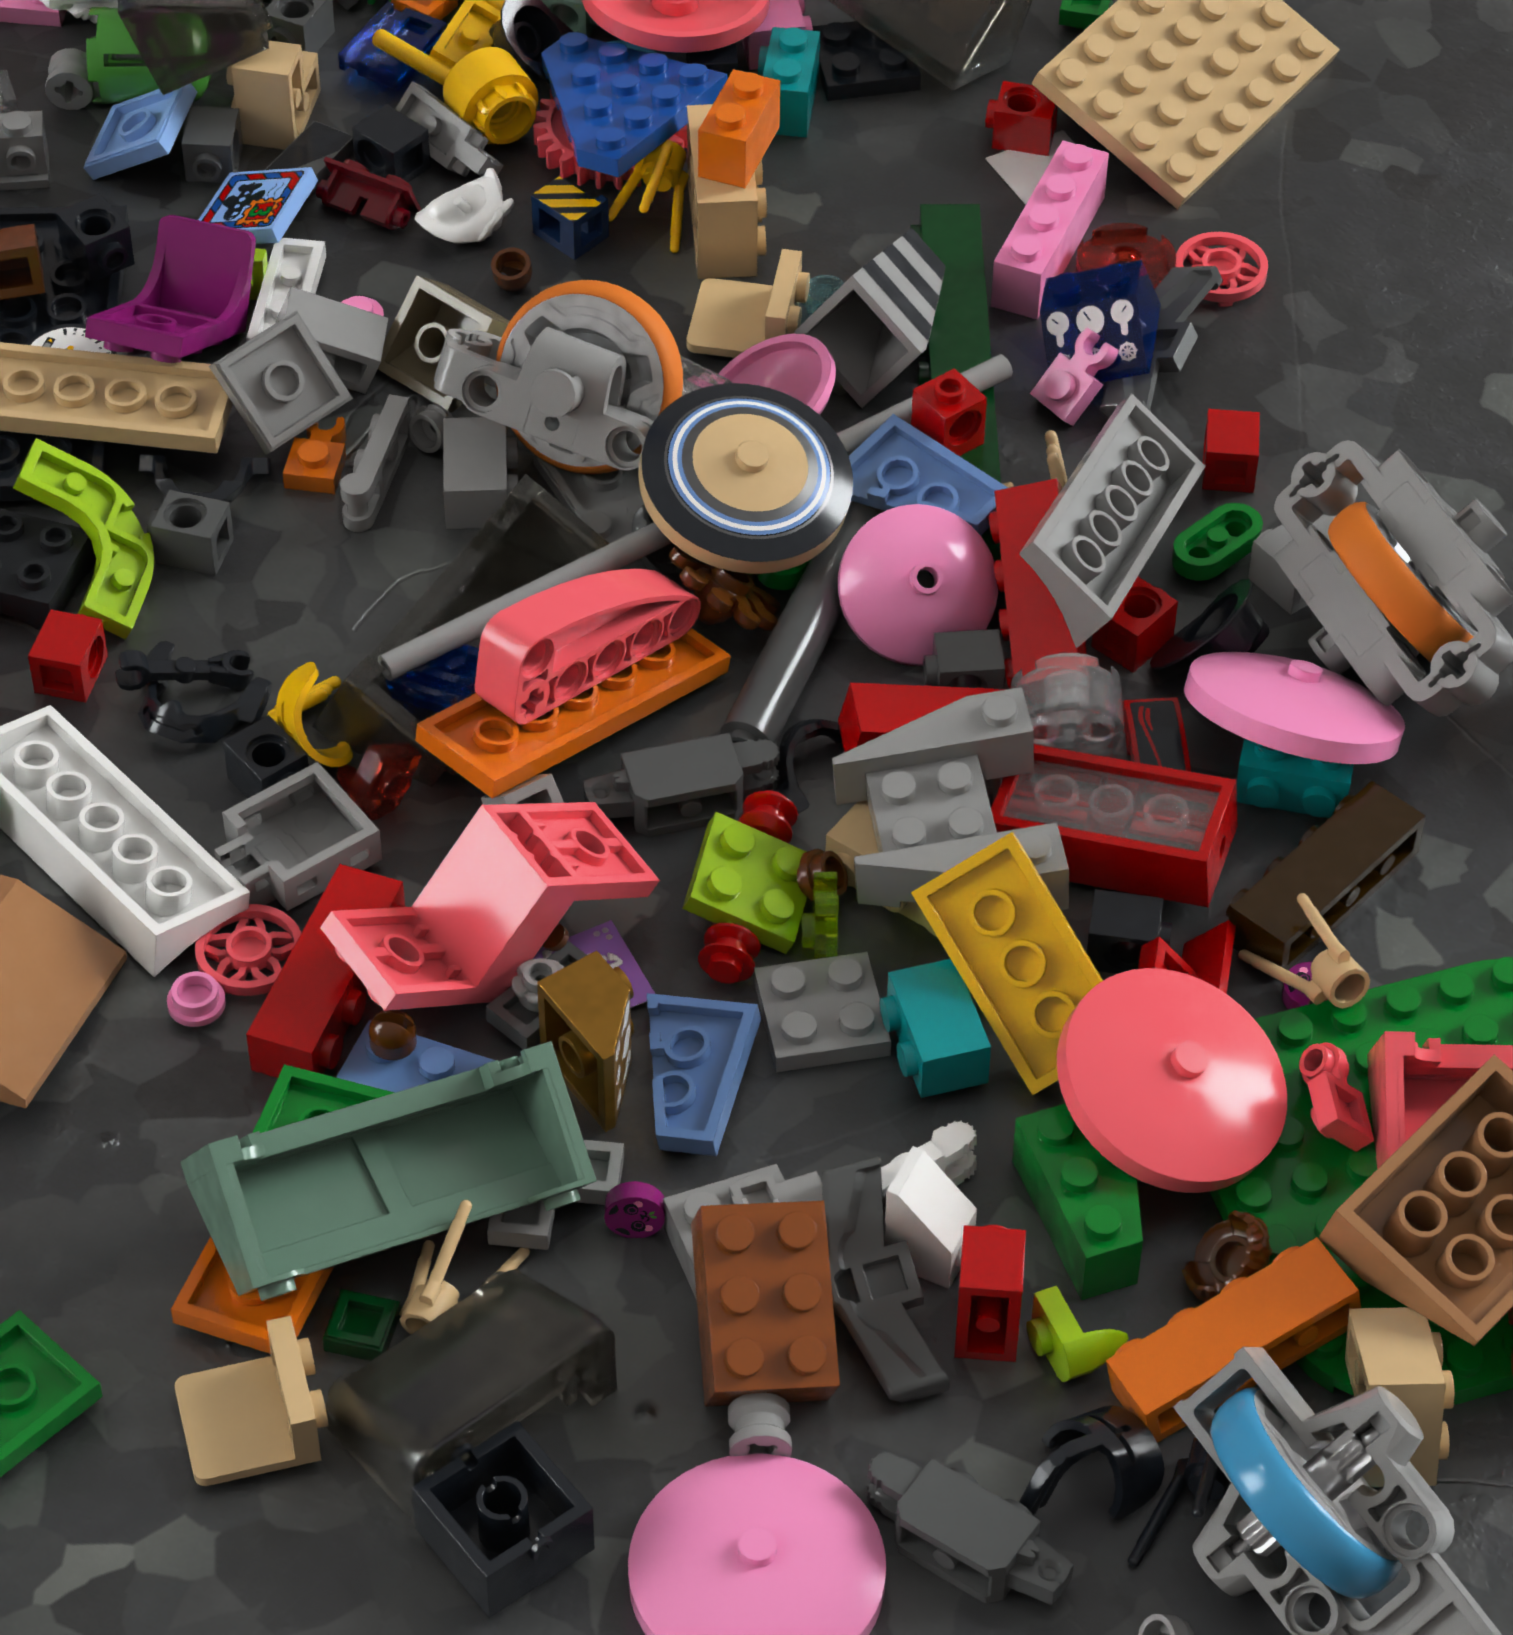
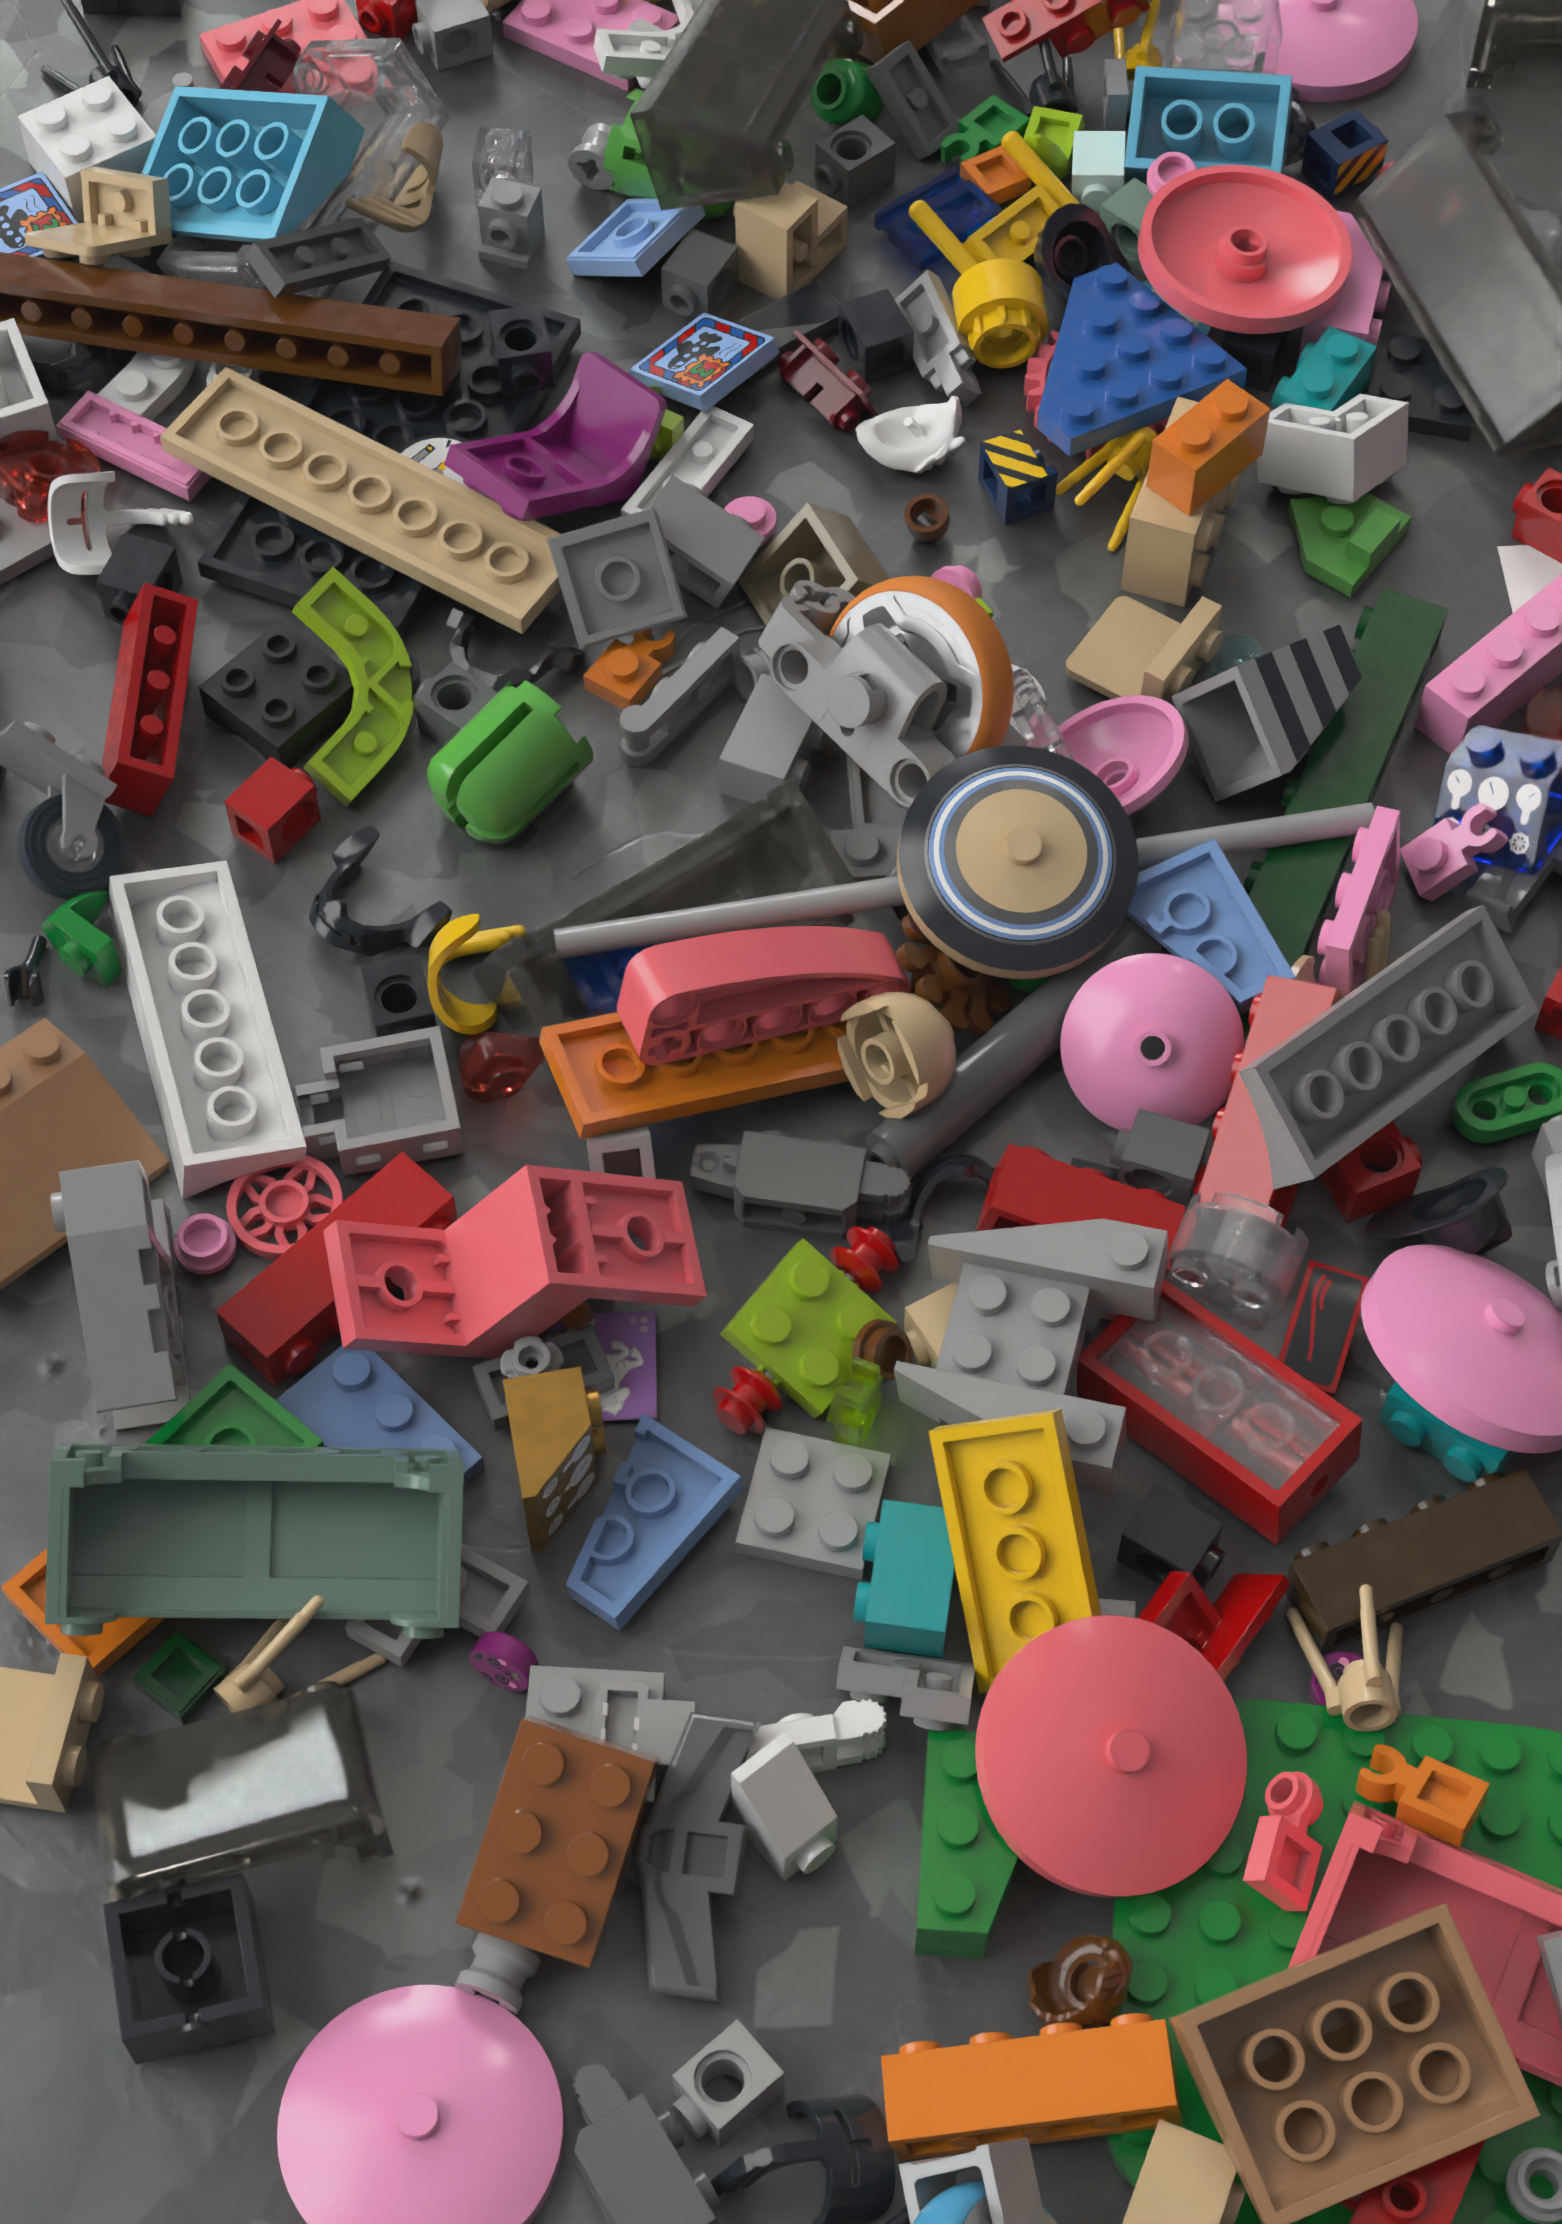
camera: 25 degrees right, 10 degrees up
(171, 1028) = (125, 1291): none -> light grey wedge
(223, 670) = (324, 852): black piece -> none
(261, 552) = (506, 765): none -> bright green cylinder
(392, 1035) = (354, 1375): reddish brown hinge -> none
(720, 650) = (897, 1052): none -> tan cylinder
(828, 118) = (1334, 451): none -> white brick
(860, 184) = (1345, 540): none -> bright green plate
(950, 412) = (1275, 859): red brick -> none
(990, 1293) = (800, 1921): red brick -> none
(995, 1415) = (731, 2054): none -> light grey brick
(997, 1100) = (930, 1688): none -> light grey plate
(1026, 417) = (1359, 900): none -> bright pink plate
(1058, 1336) = (854, 1992): lime plate -> none
(1425, 1017) = (1428, 1797): none -> orange plate

